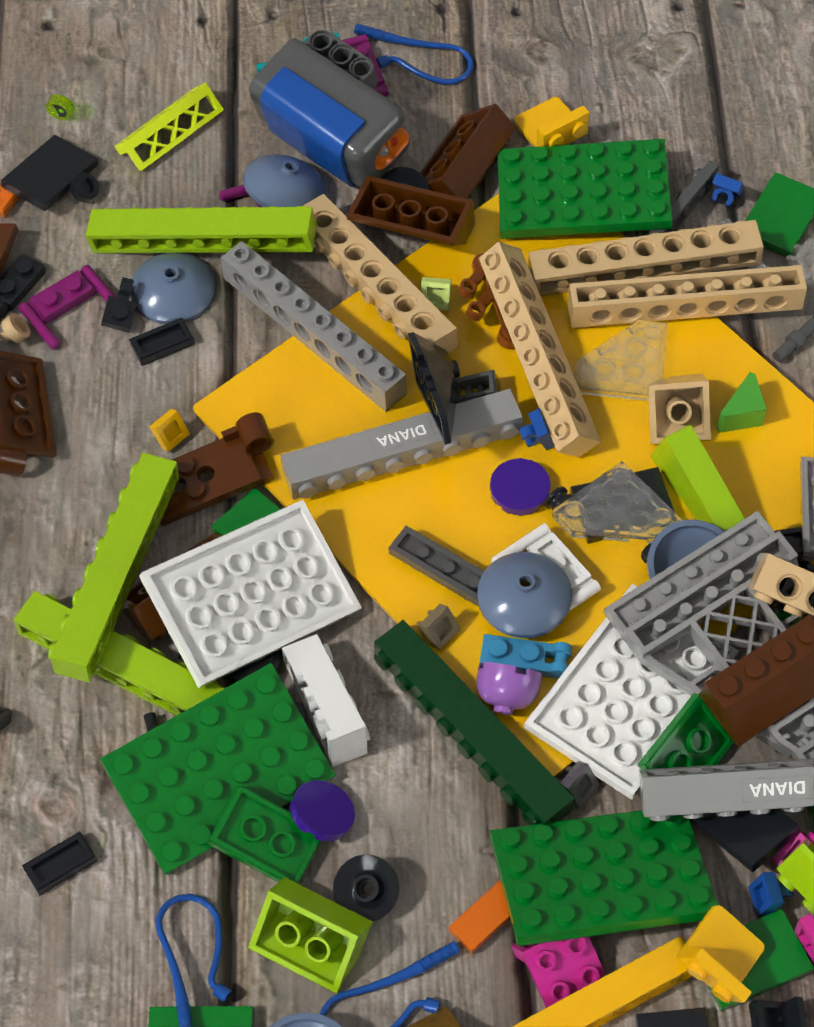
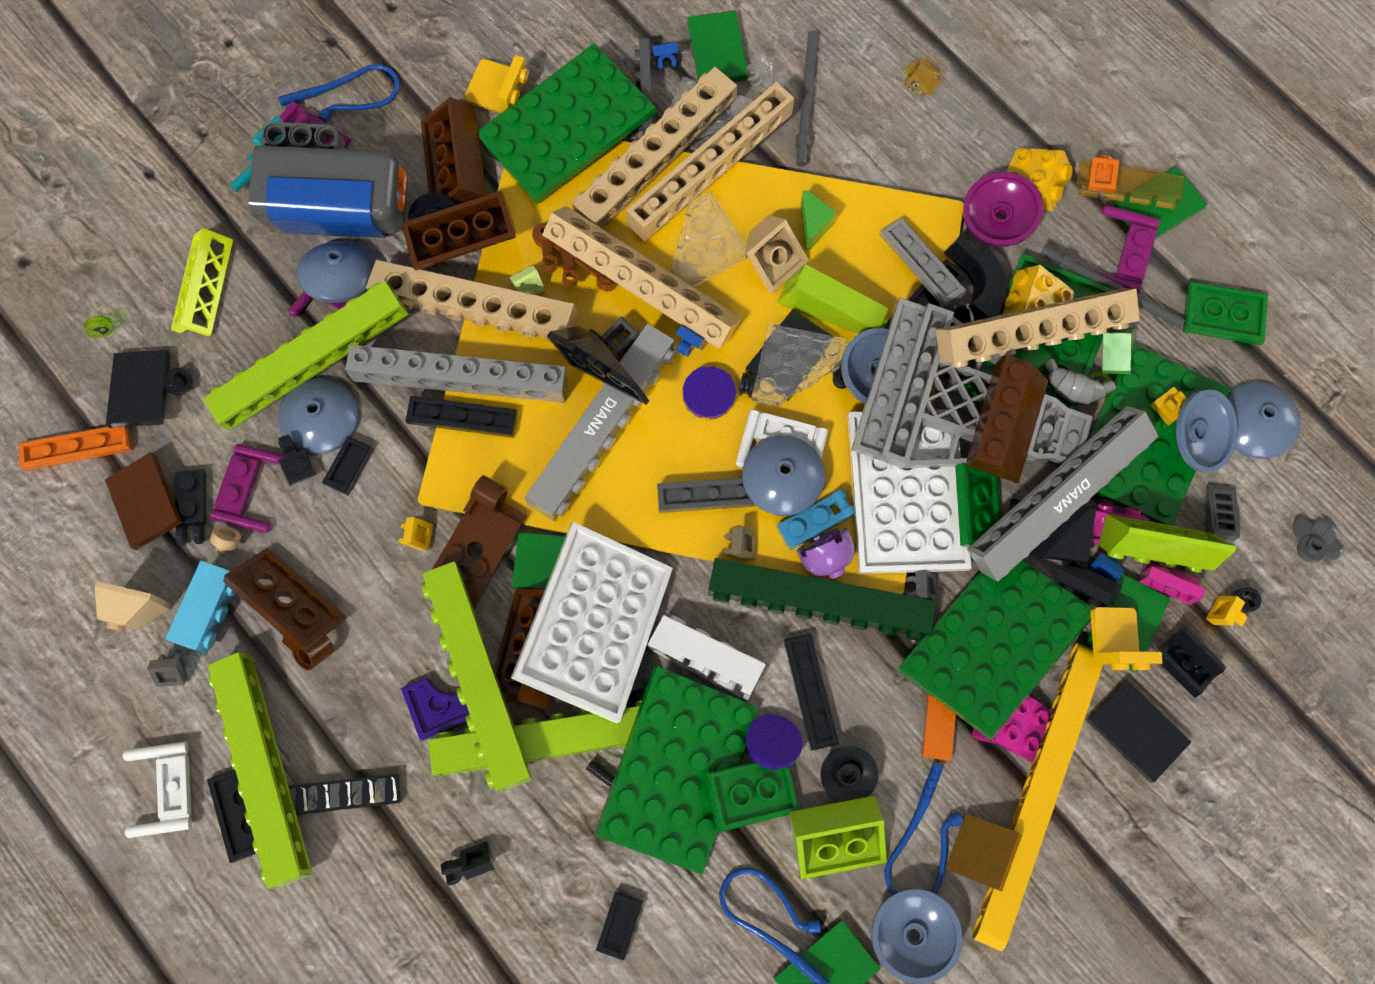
camera: 40 degrees left, 15 degrees up
(59, 573) = (432, 709): none -> dark purple tile
(288, 363) = (461, 416): none -> black tile
(395, 799) = (810, 692): none -> black tile
(736, 892) = (1089, 585): none -> black bracket

